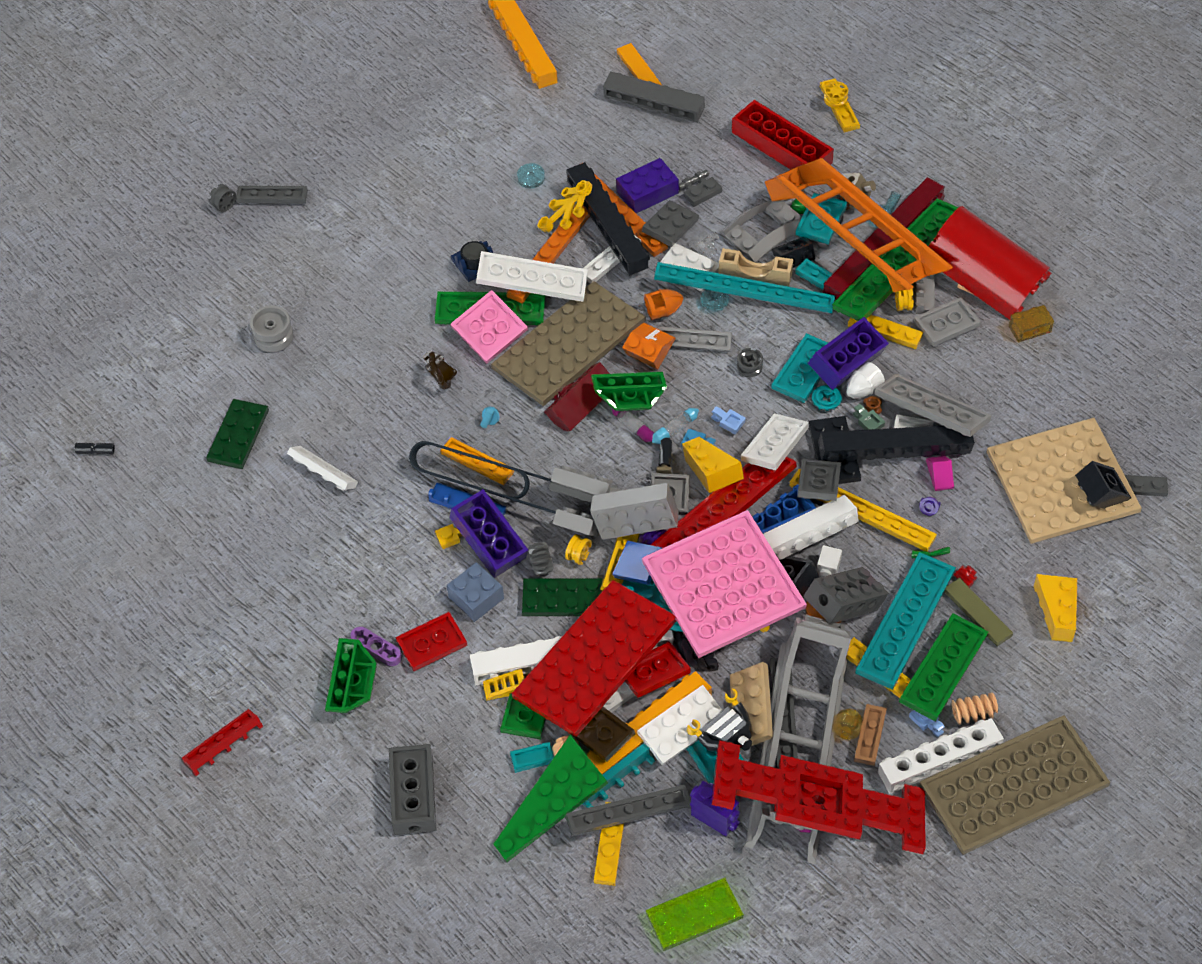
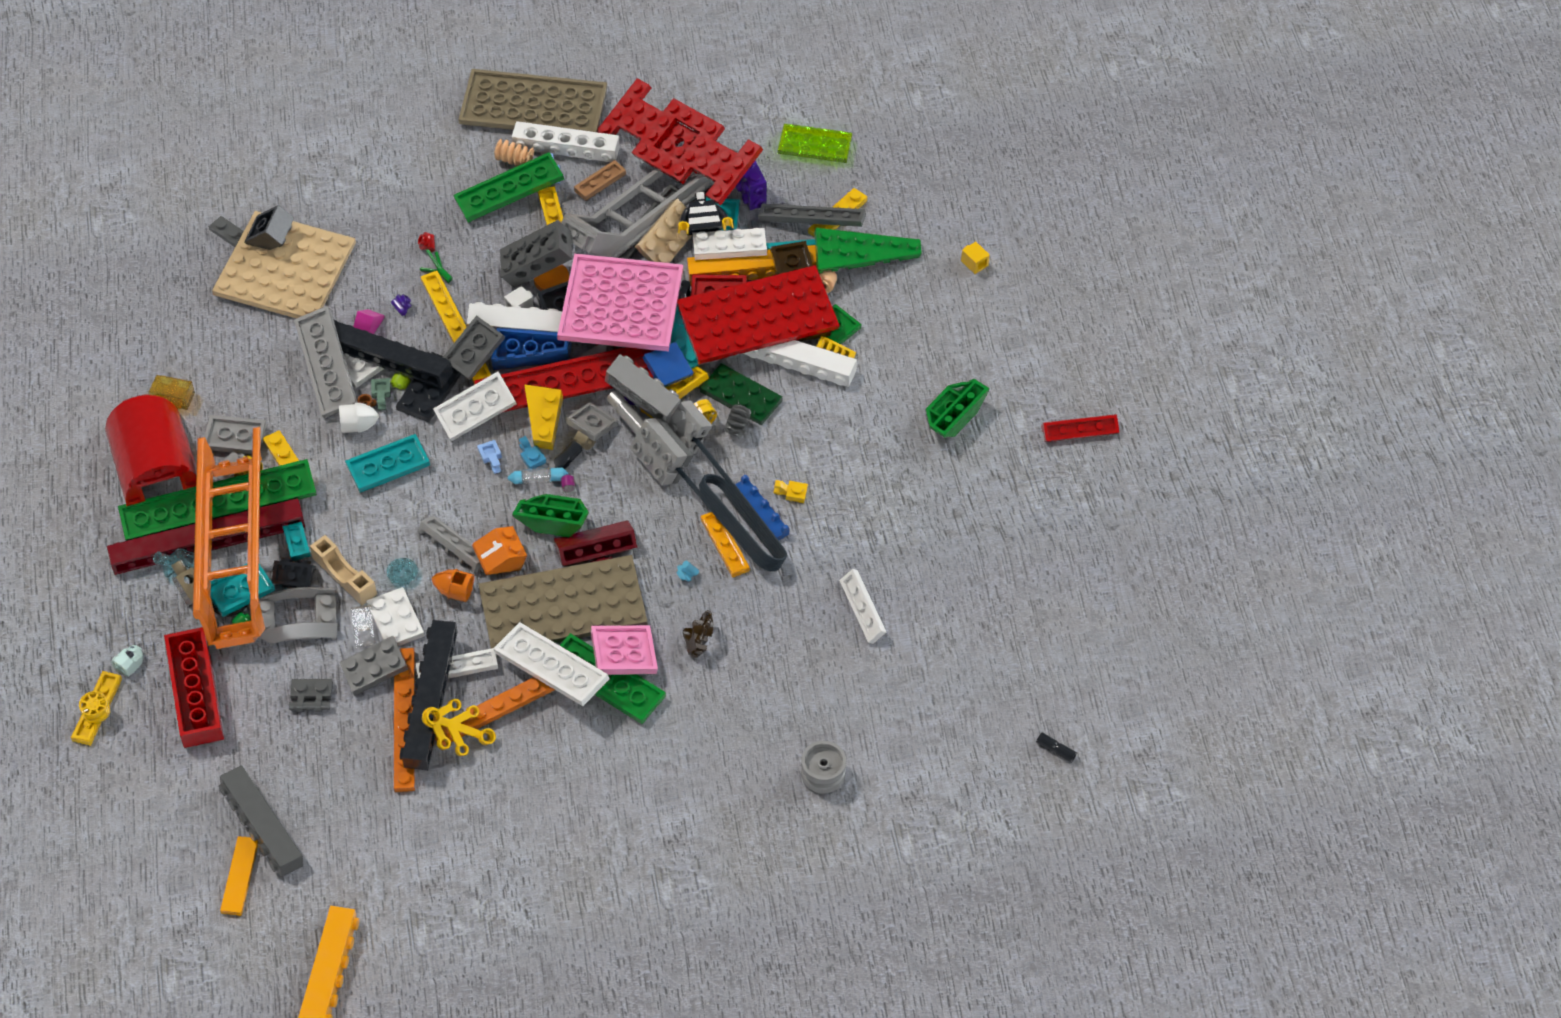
camera: 150 degrees left, 0 degrees up
(222, 198) = (779, 959): dark grey wheel -> none
(237, 433) = (916, 688): dark green plate -> none
(272, 194) = (724, 940): dark grey plate -> none
(379, 654) = (914, 428): medium lavender beam -> none
(412, 789) = (961, 291): dark grey brick -> none
(431, 641) = (869, 413): red plate -> none
(434, 869) = (975, 257): none -> yellow brick
(468, 258) = (582, 739): piece -> none
(475, 591) = (808, 427): sand blue brick -> none
(488, 533) = (766, 456): dark purple brick -> none
(530, 175) = (456, 816): clear light blue piece -> none
(532, 757) = (850, 296): teal tile -> none
(647, 185) = (359, 718): dark purple brick -> none
(744, 287) = (372, 557): teal plate -> none
(750, 361) = (426, 493): dark grey wheel -> none
(825, 391) = (390, 425): teal gear -> none
(848, 353) = (347, 439): dark purple brick -> none
(848, 724) = (609, 191): clear yellow head -> none
(849, 137) = (128, 660): none -> light aqua rock
(905, 621) = (501, 231): teal plate -> none
(978, 611) = (444, 216): olive tile -> none
(1059, 603) = (385, 182): yellow wedge -> none

